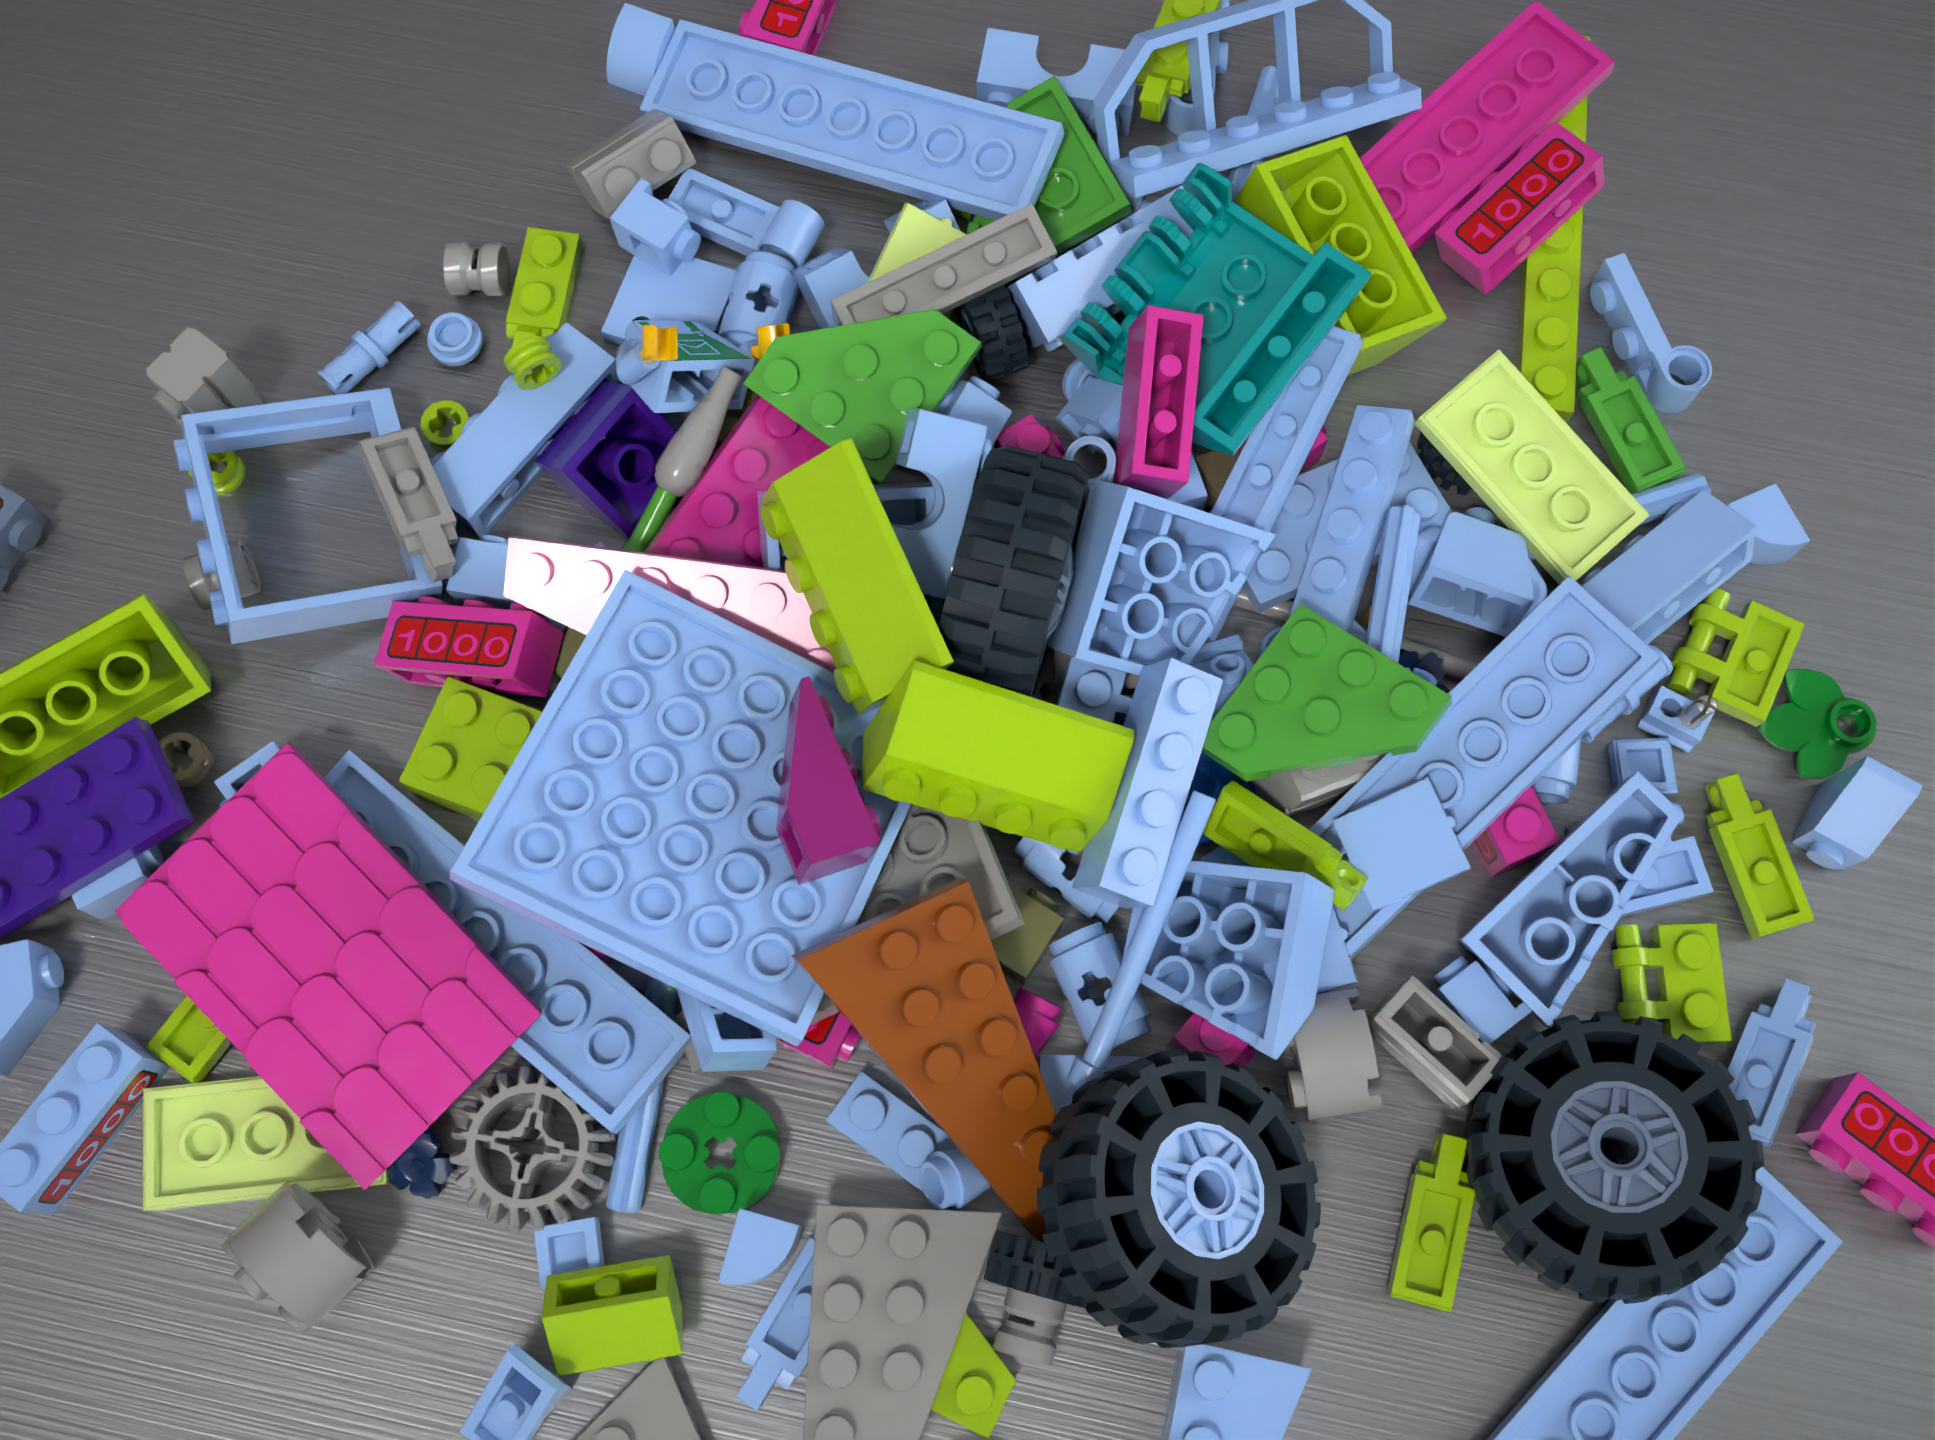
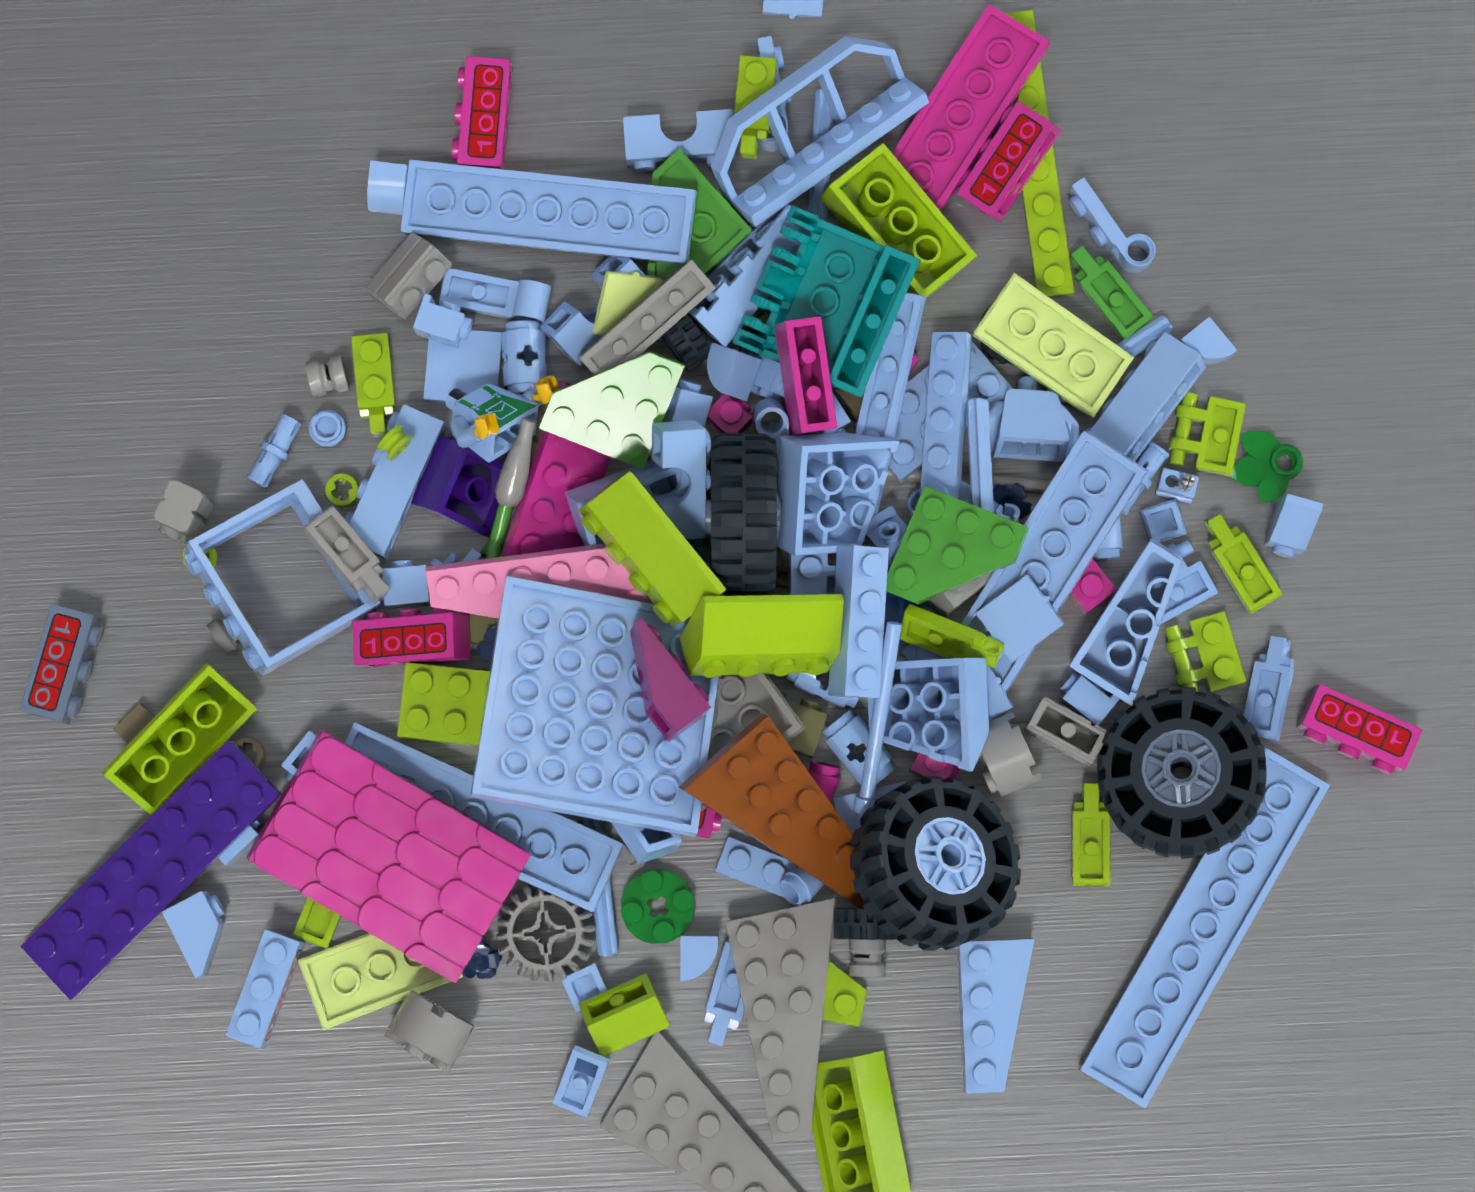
camera: 15 degrees left, 10 degrees up
(1051, 384) = (731, 371): none -> light blue brick

